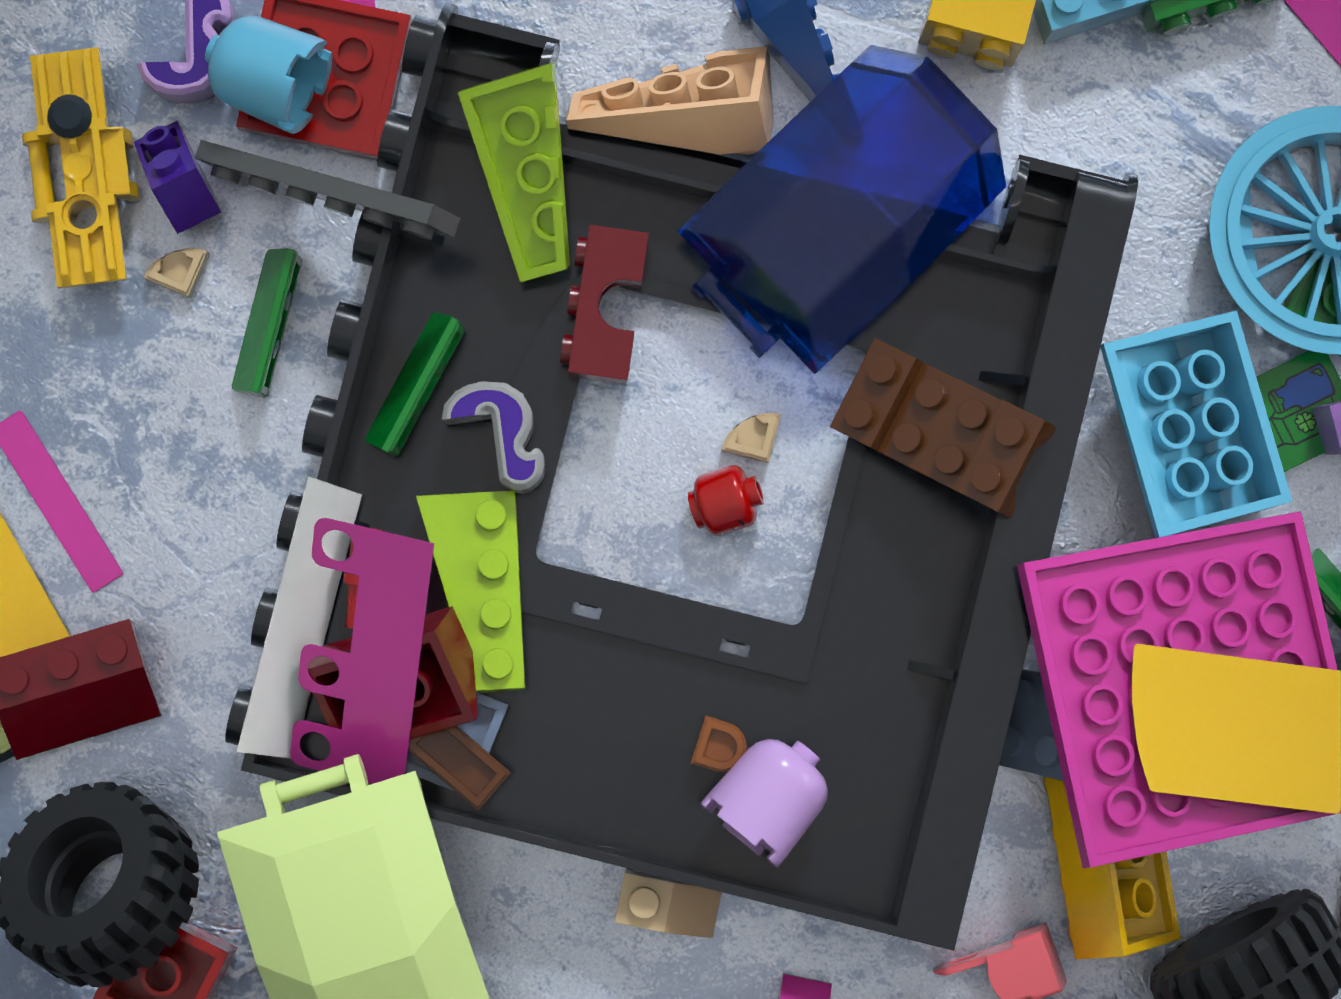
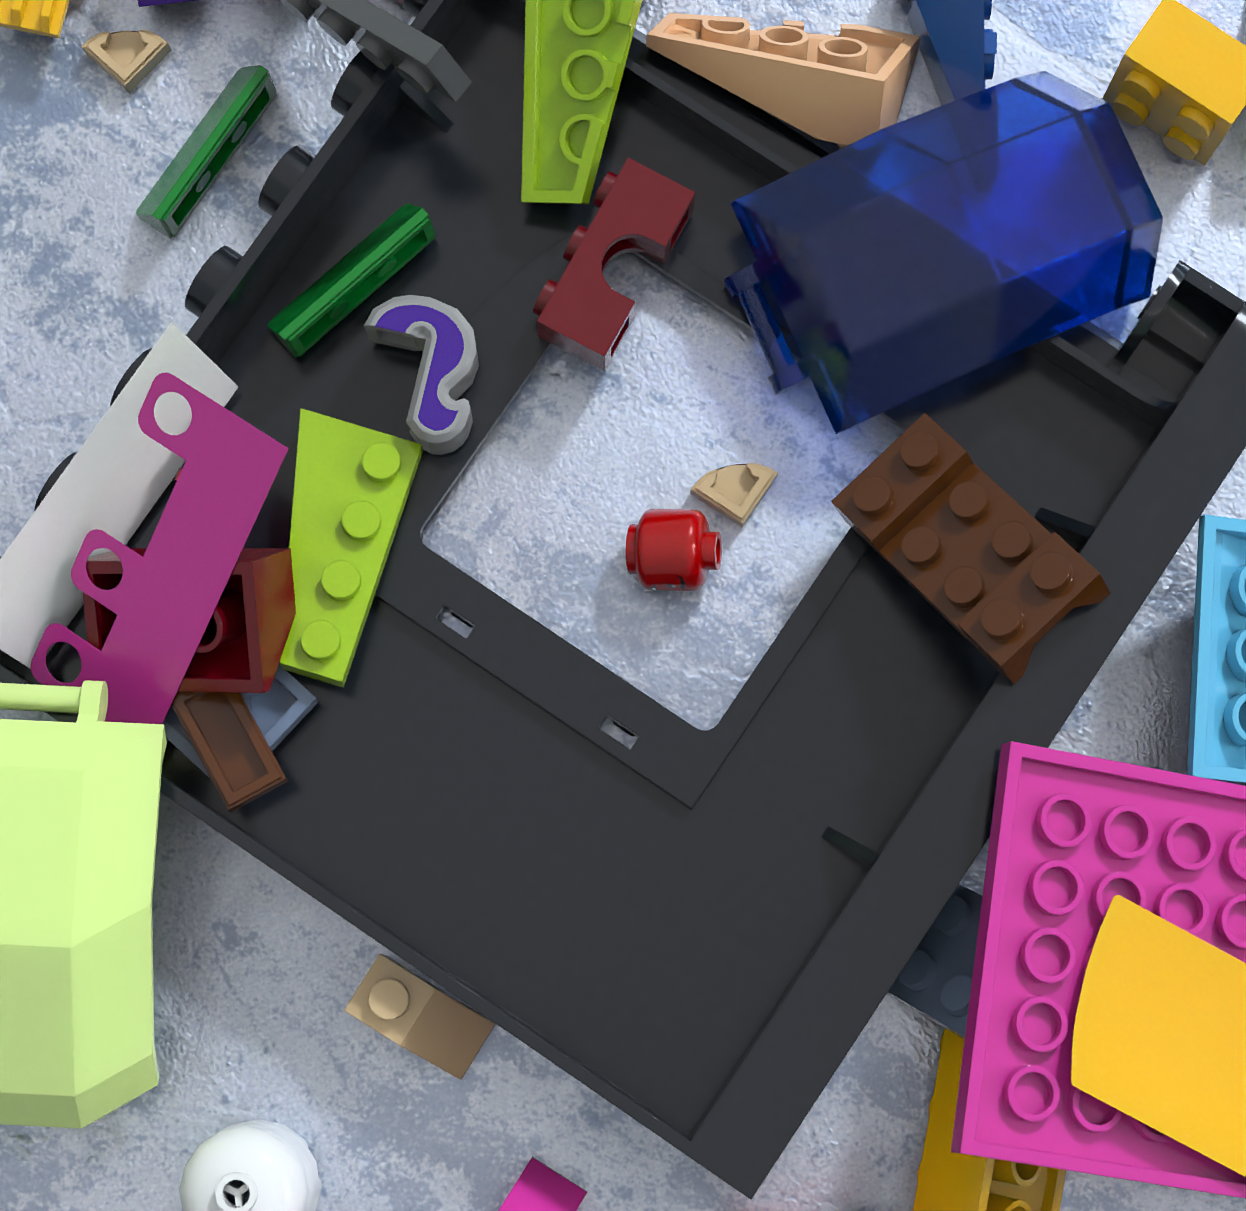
camera: 25 degrees right, 5 degrees down
(718, 745) = (555, 843): dark orange tile -> none
(770, 797) = (592, 925): lavender cylinder -> none

